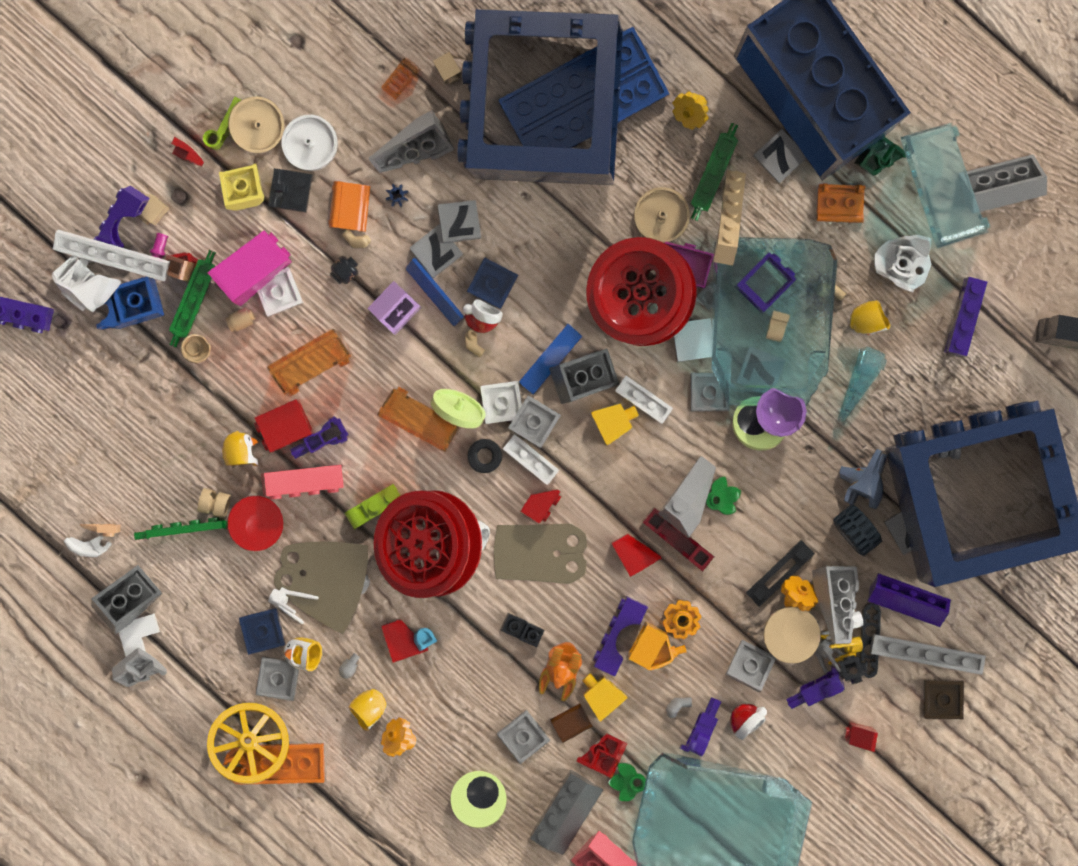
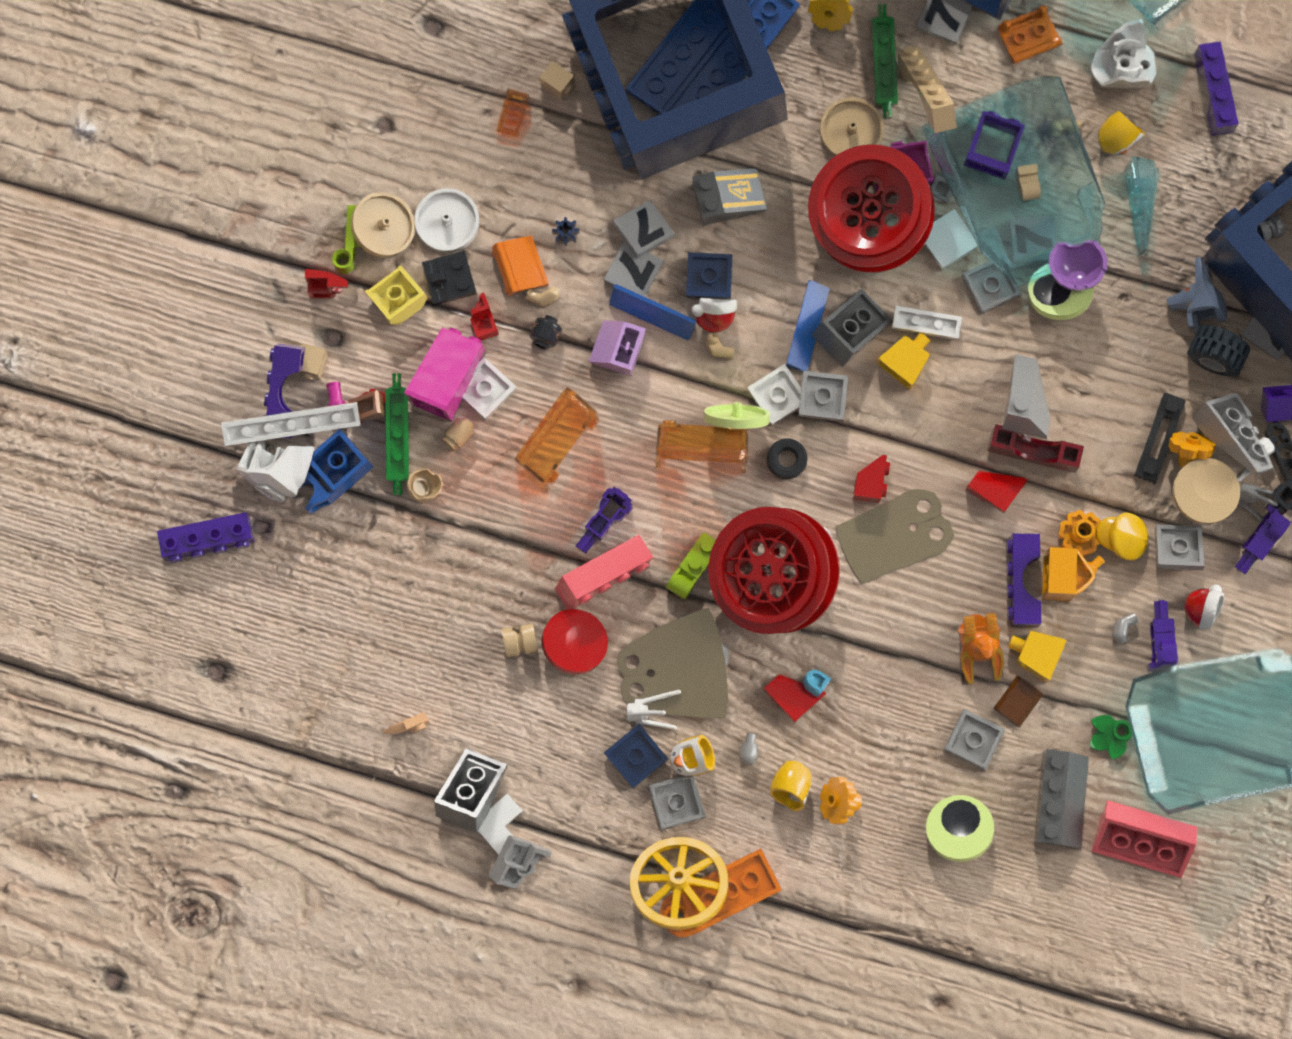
camera: 25 degrees left, 10 degrees down
(87, 549) = (404, 755): white piece -> none
(178, 528) = (493, 686): green plate -> none
(237, 449) = (521, 570): yellow piece -> none
(283, 426) = (556, 524): red brick -> none
(301, 236) = (482, 319): none -> red slope
(418, 141) = (560, 168): light grey wedge -> none
(522, 629) = (916, 624): black slope -> none
(531, 459) = (838, 439): white plate -> none
(539, 225) = (728, 195): none -> dark grey slope
(604, 755) = (1071, 718): red slope -> none
(712, 637) = (1124, 535): none -> yellow piece
(725, 495) = (1062, 384): green plate -> none
(855, 646) = (1271, 478): yellow plant -> none

